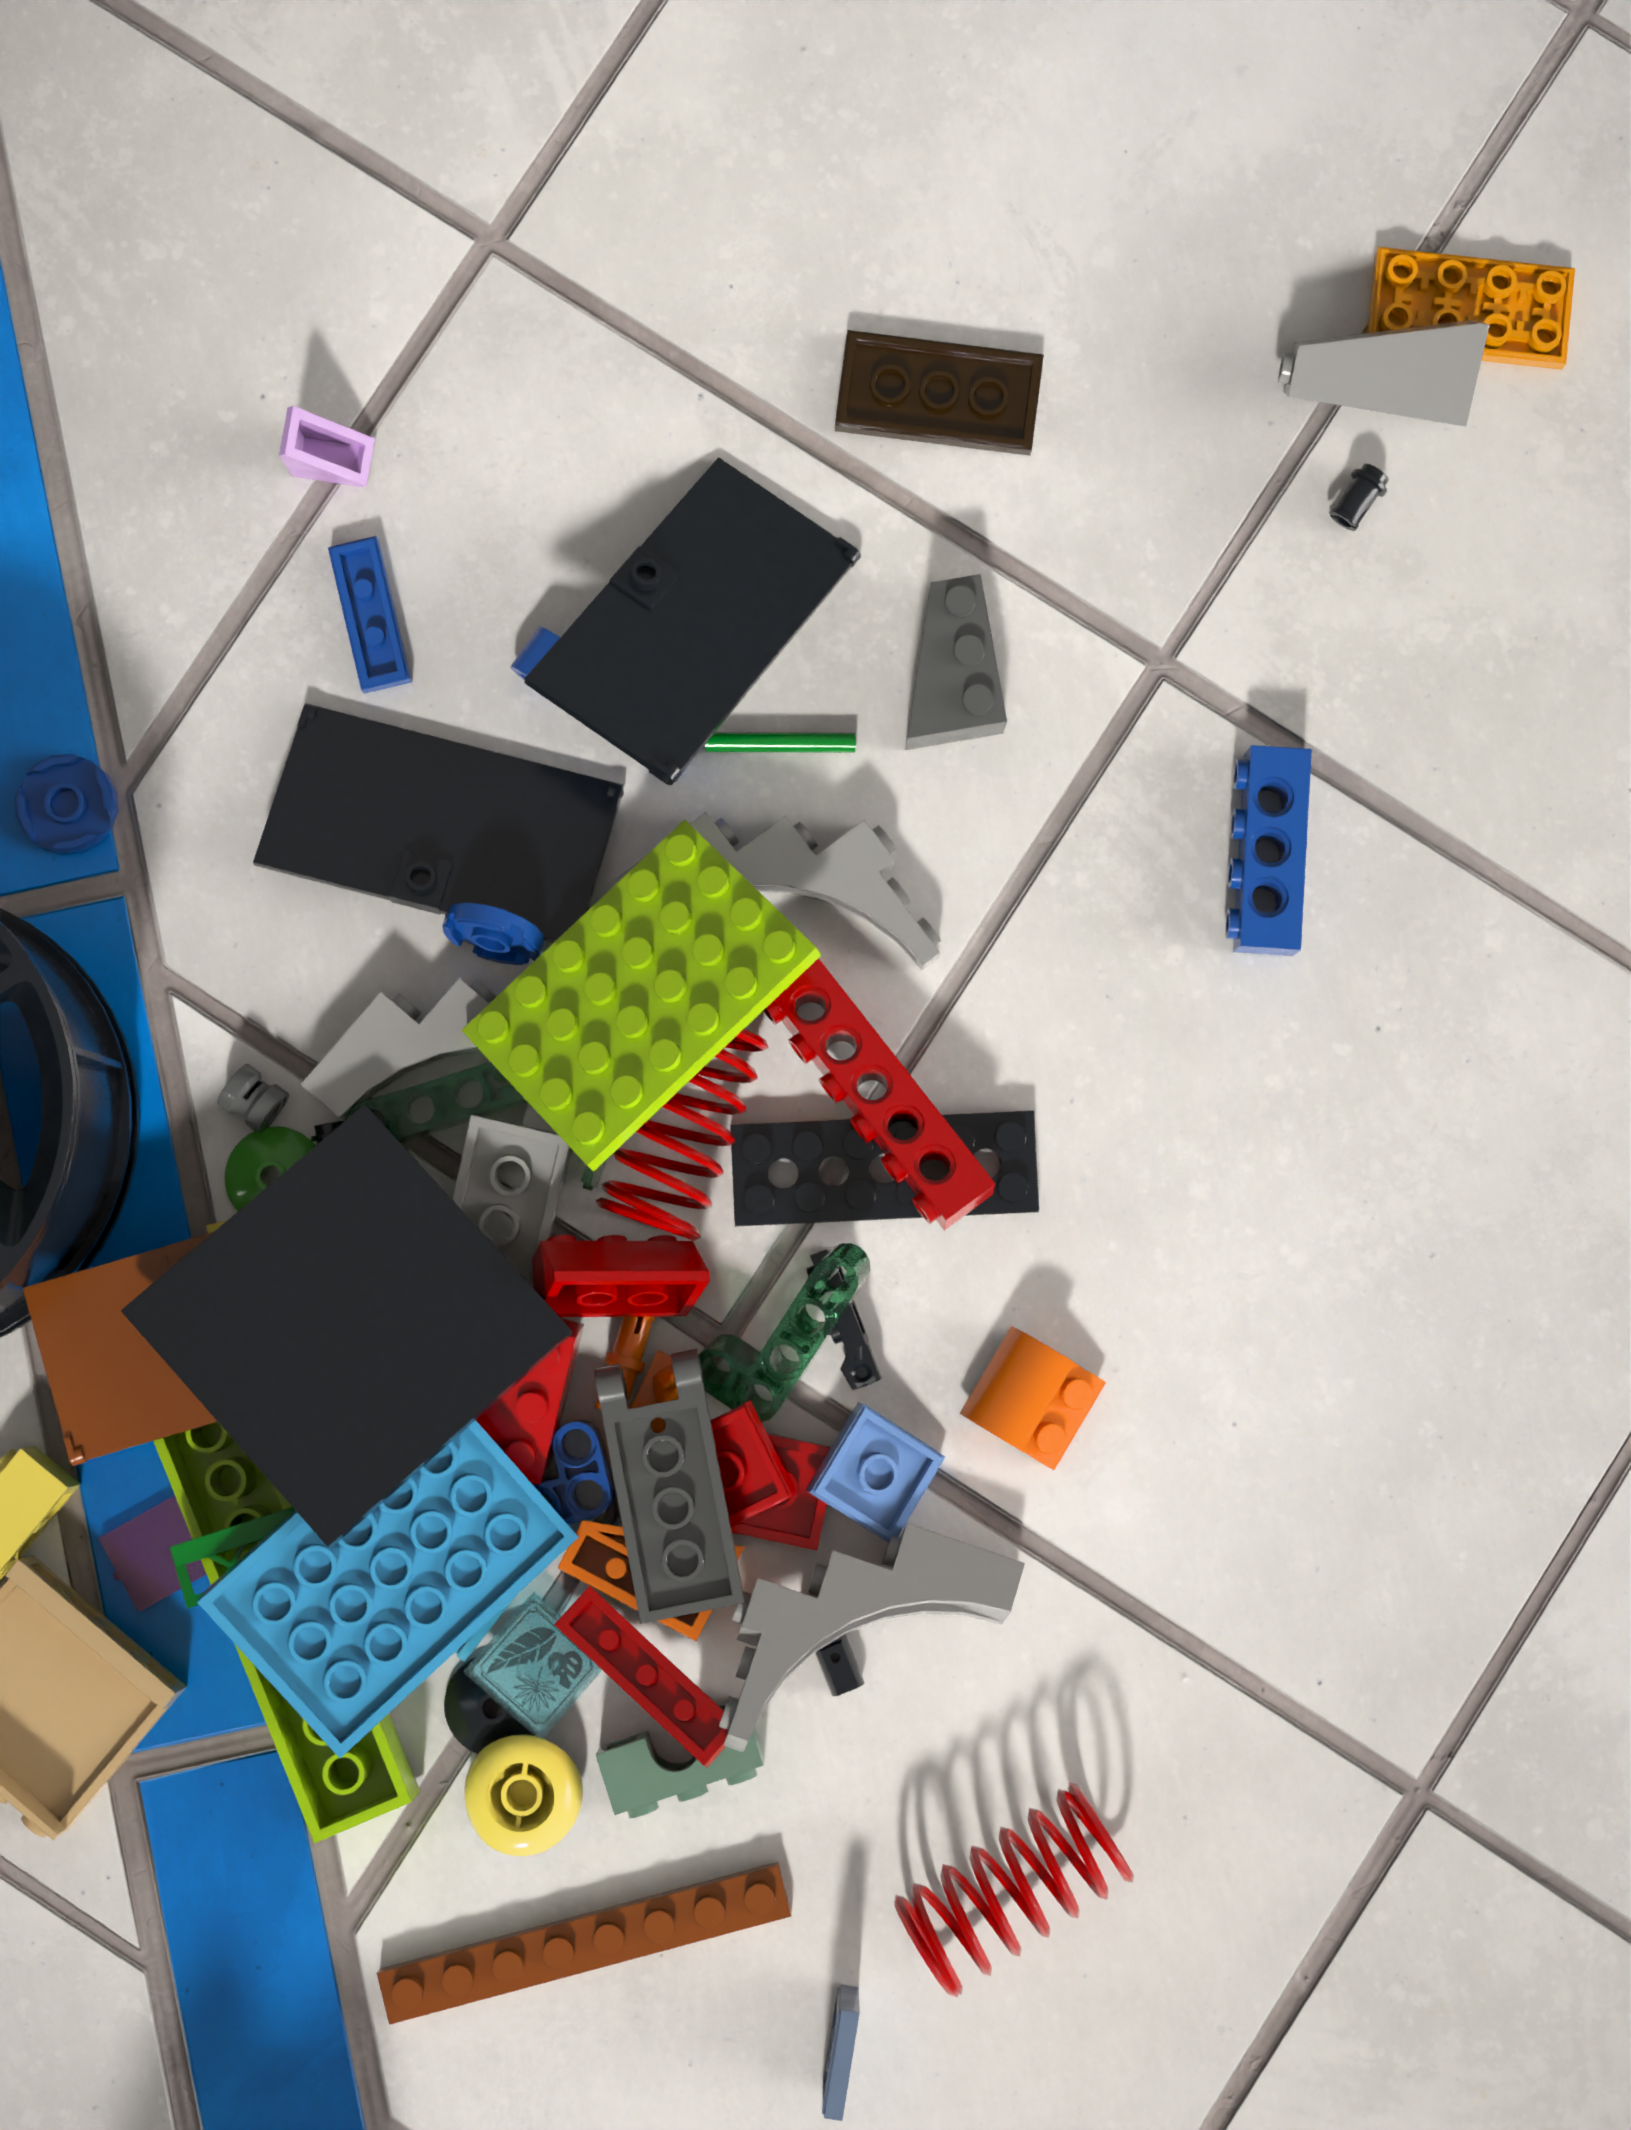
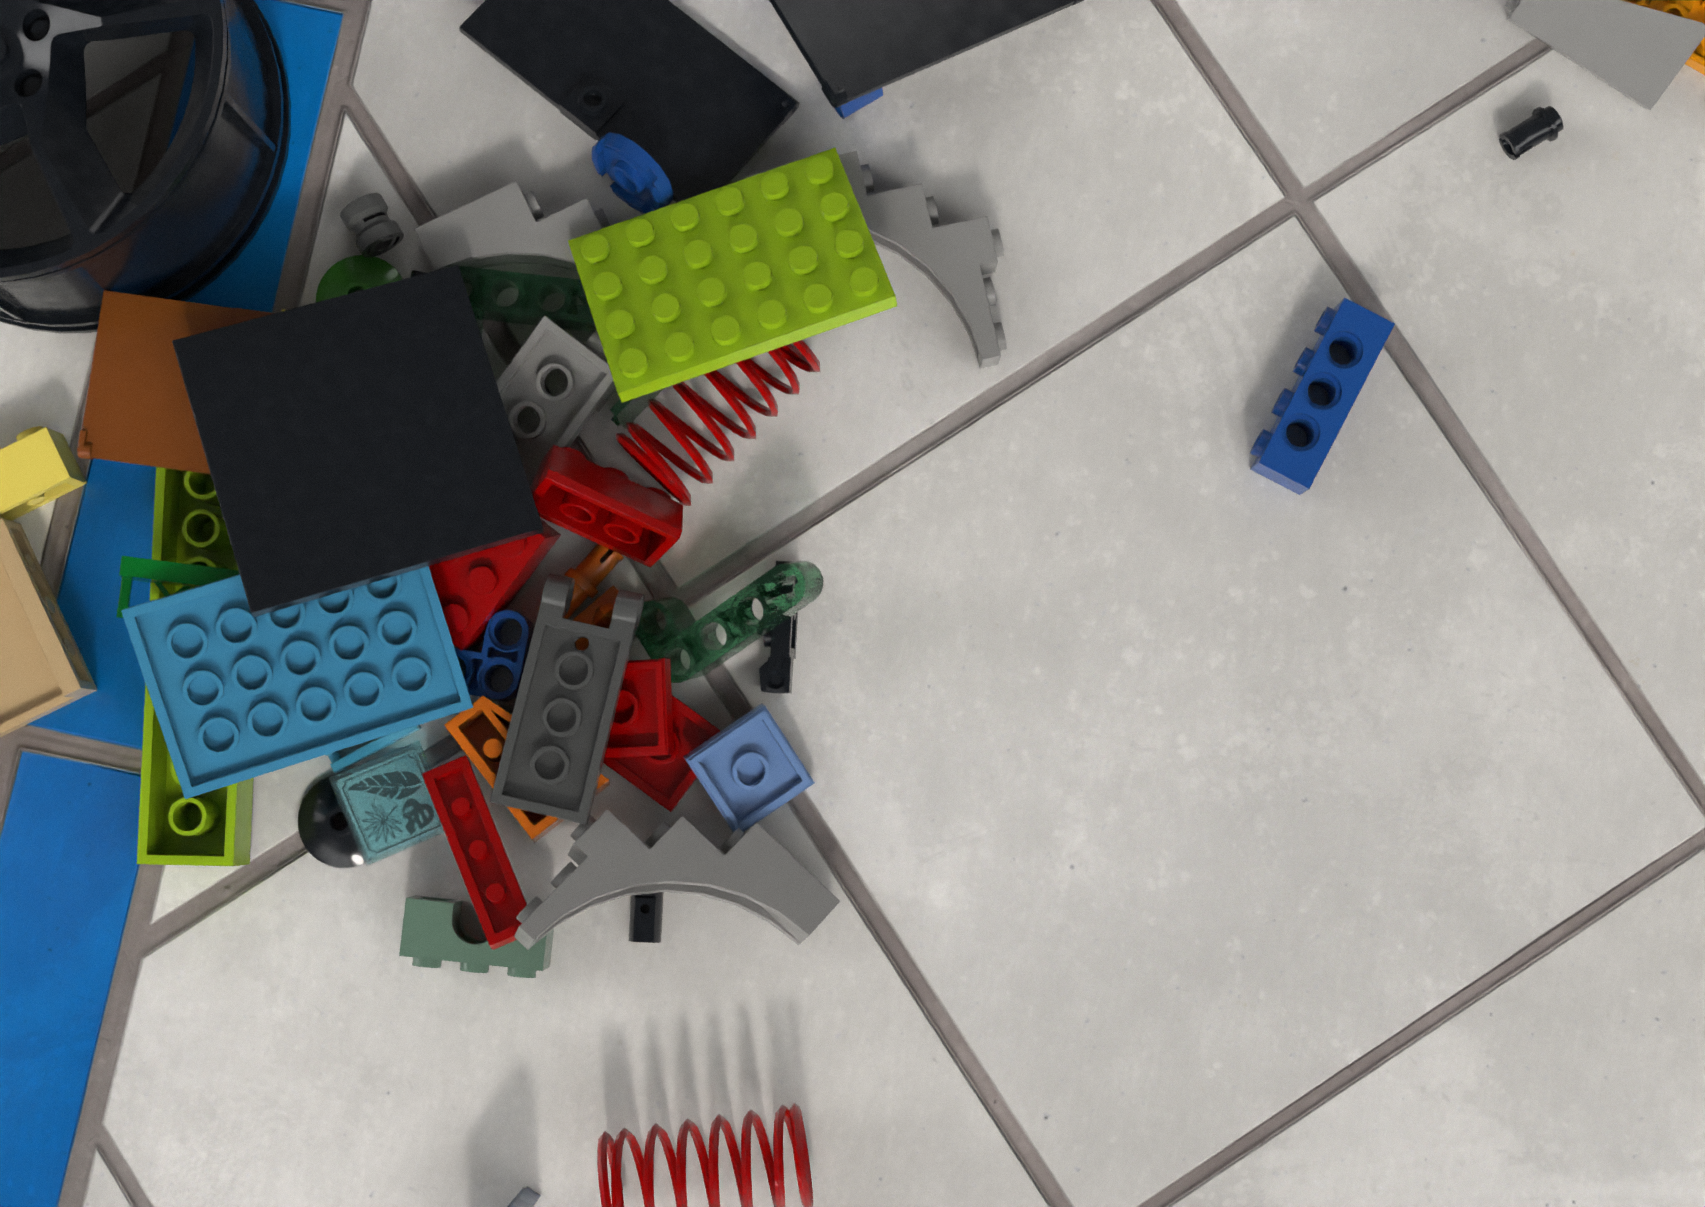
camera: 25 degrees right, 0 degrees up
(143, 1554) = (101, 566): clear pink piece -> none
(522, 1794) = (332, 904): light yellow hat -> none
(583, 1943) = (328, 1052): dark orange plate -> none
(782, 742) = (946, 124): green bar -> none
(860, 1196) = (866, 487): black plate -> none
(937, 1200) = (908, 562): red brick -> none
(957, 669) = (1121, 128): dark grey wedge -> none
(1032, 1397) = (911, 766): orange brick -> none

